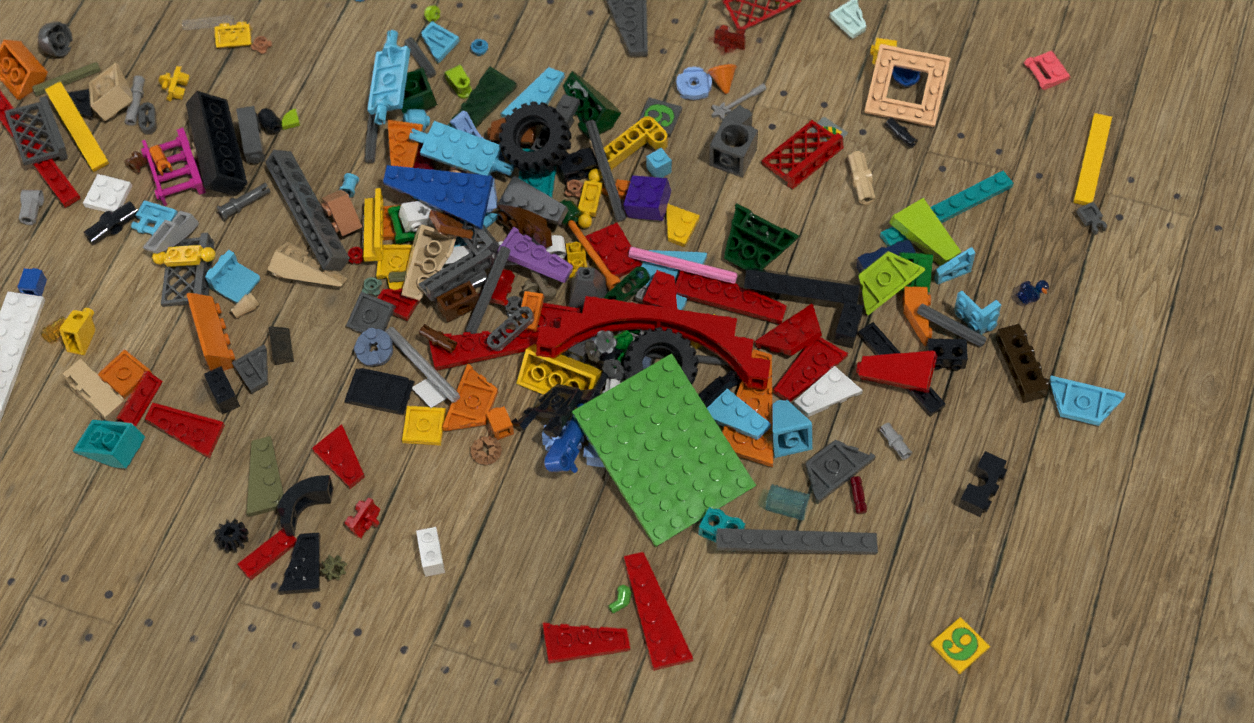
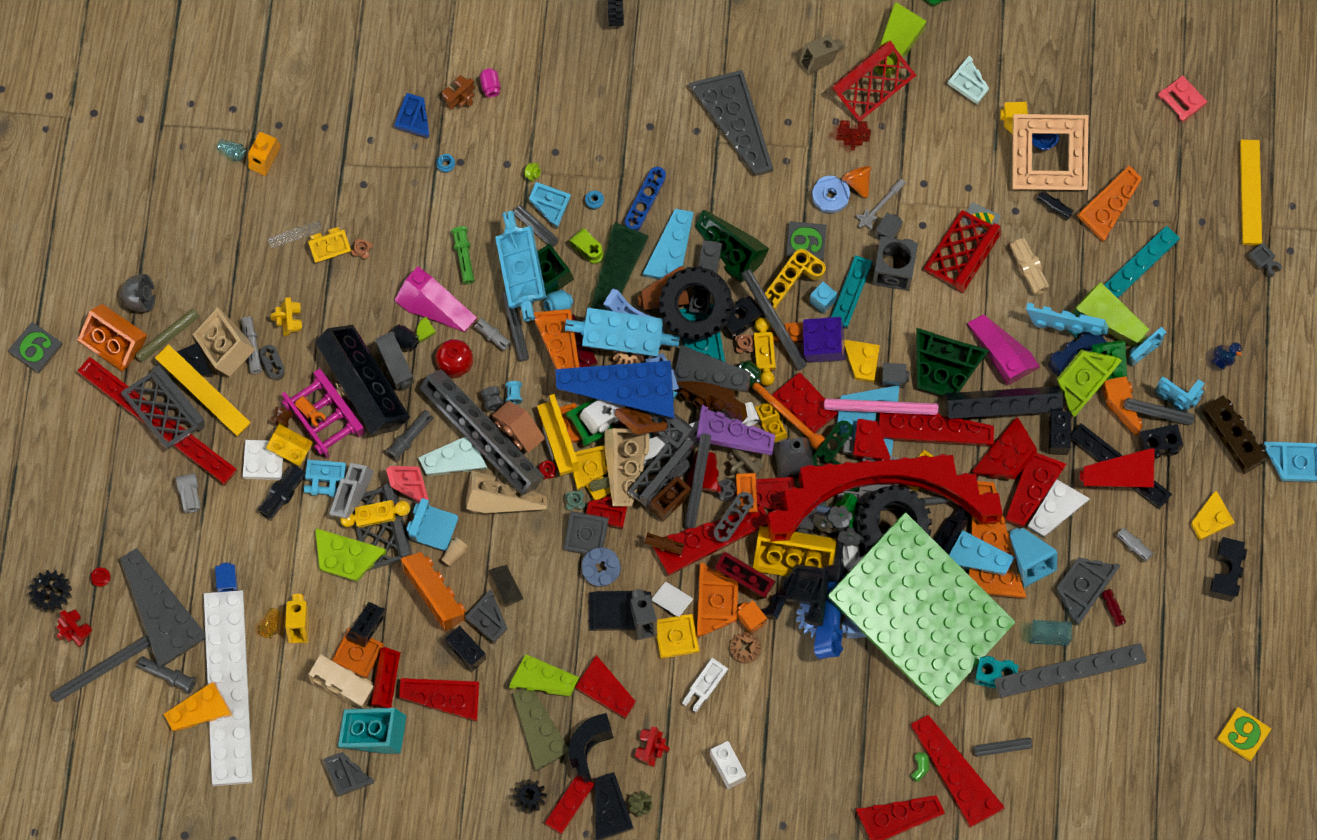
camera: 20 degrees left, 10 degrees up
(69, 477) = (345, 775): none -> dark grey wing
(132, 184) = (289, 444): none -> yellow bracket
(141, 350) = (366, 624): none -> black hinge
(146, 288) = (345, 555): none -> lime wing
(224, 235) = (407, 481): none -> coral wing
(275, 227) = (453, 457): none -> light aqua wing
(285, 431) = (543, 676): none -> lime wing
(301, 92) = (429, 299): none -> dark pink wedge
(307, 146) = (454, 358): none -> red cylinder
(328, 184) = (492, 399): none -> dark grey wheel
(348, 60) = (463, 246): none -> bright green pin
(348, 134) = (492, 334): none -> light grey pin
(395, 389) = (643, 615): none -> dark grey torso
(423, 365) = (656, 574): light grey axle -> none
(435, 473) = (706, 683): none -> white hinge
(505, 382) = (745, 574): none -> dark red brick
(526, 56) = (645, 199): none -> blue beam
(688, 165) = (852, 289): none -> teal tile
(705, 242) = (894, 375): none -> dark grey brick
(709, 599) = (1003, 746): none -> dark grey axle
(817, 247) = (1005, 352): none -> dark pink wedge
(880, 225) = (1065, 320): none -> medium azure wing
(953, 141) = (1105, 209): none -> orange wing
(980, 435) = (1212, 518): none -> yellow wing

